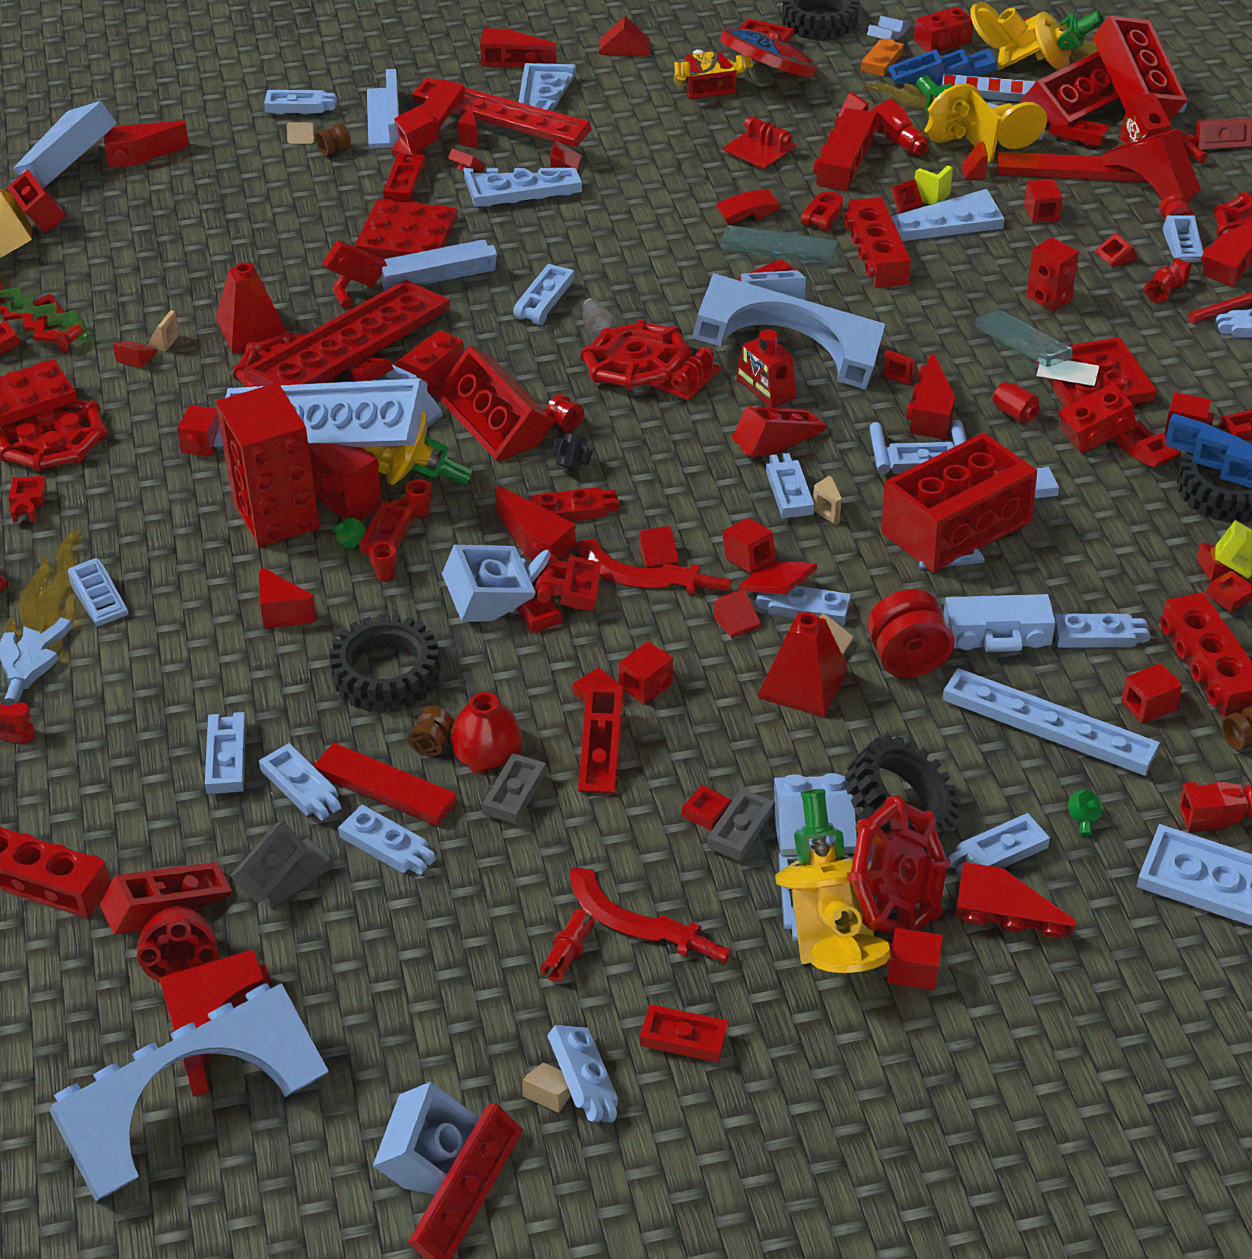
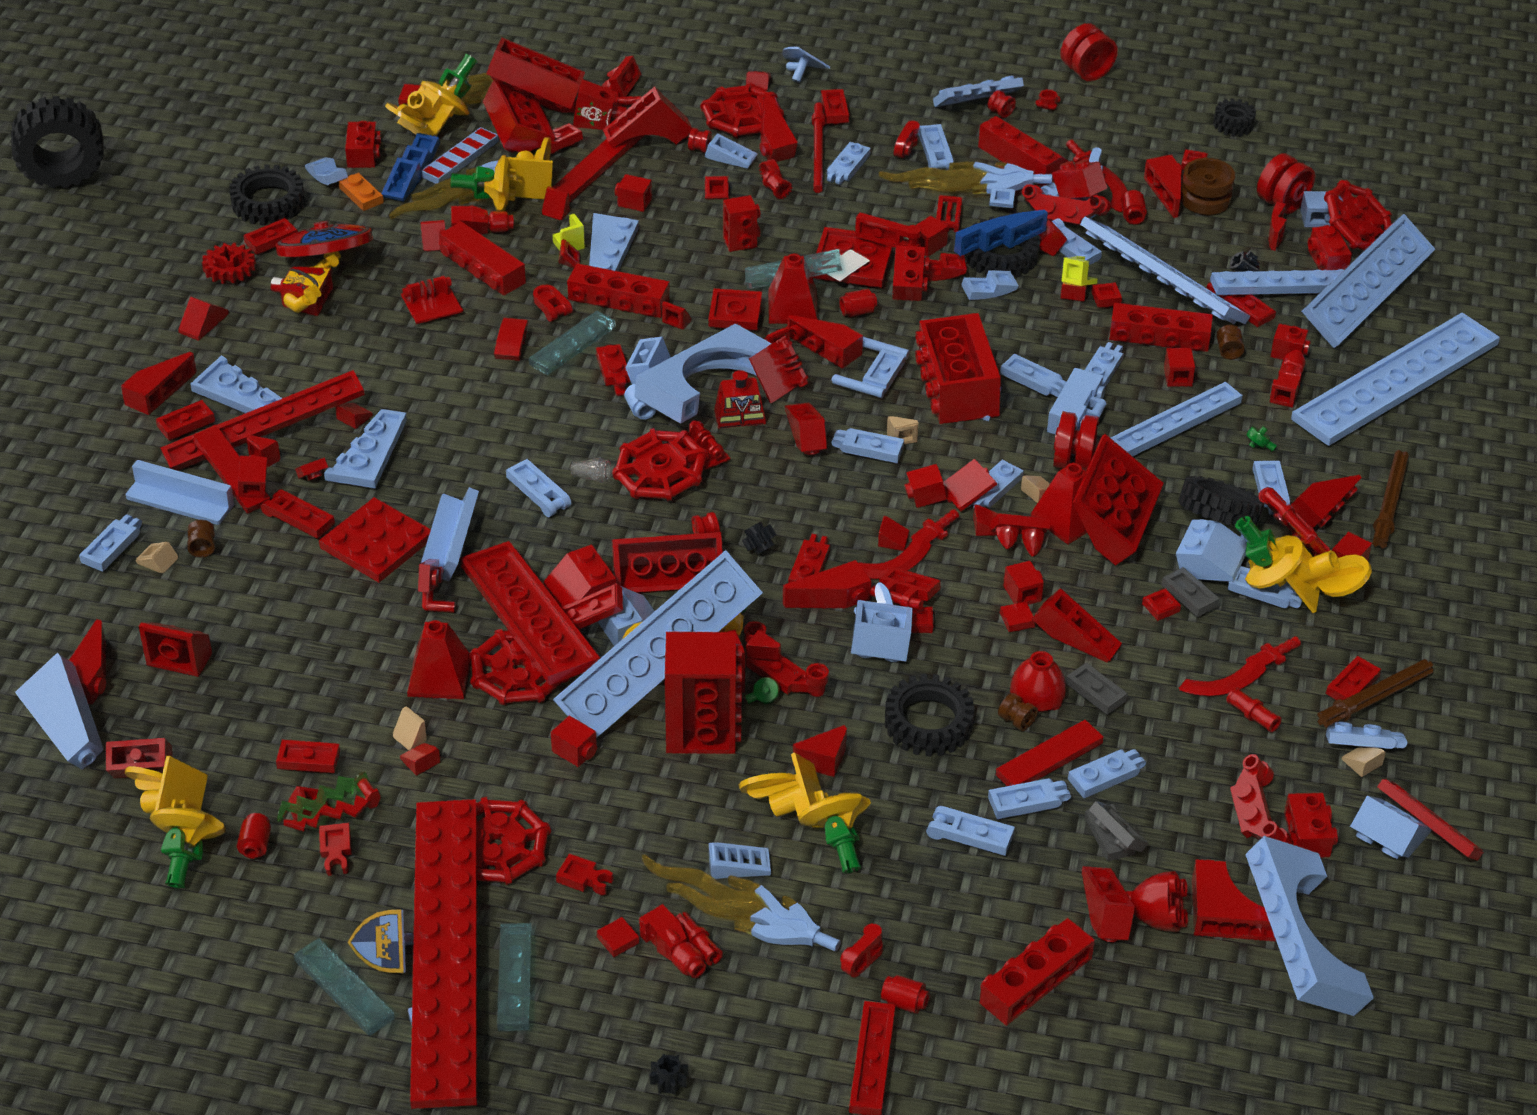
camera: 65 degrees left, 0 degrees up
(98, 289) = (308, 756): none -> red plate
(181, 612) = (813, 806): none -> yellow piece
(185, 170) = (175, 648): none -> red slope
(387, 1055) = (1310, 823): none -> red brick
(391, 497) = (763, 647): none -> red slope
(405, 981) = (1251, 801): none -> red plate
(481, 79) = (185, 420): none -> red plate
(675, 1062) = (1345, 708): none -> reddish brown axle
(703, 25) = (228, 263): none -> red gear
(737, 654) = (1031, 528): none -> red tile
(820, 687) = (1116, 500): none -> red slope
(842, 377) = (778, 369): none -> red hinge
(878, 291) = (675, 315): none -> red slope
(925, 324) = (735, 307): none -> red plate
(978, 348) = (792, 291): none -> red slope
(1020, 568) = (1032, 375): none -> light blue hinge
(1079, 979) = (1384, 524): none -> reddish brown axle
(1144, 377) = (886, 231): none -> red plate
(1149, 492) = (994, 285): none -> light blue slope

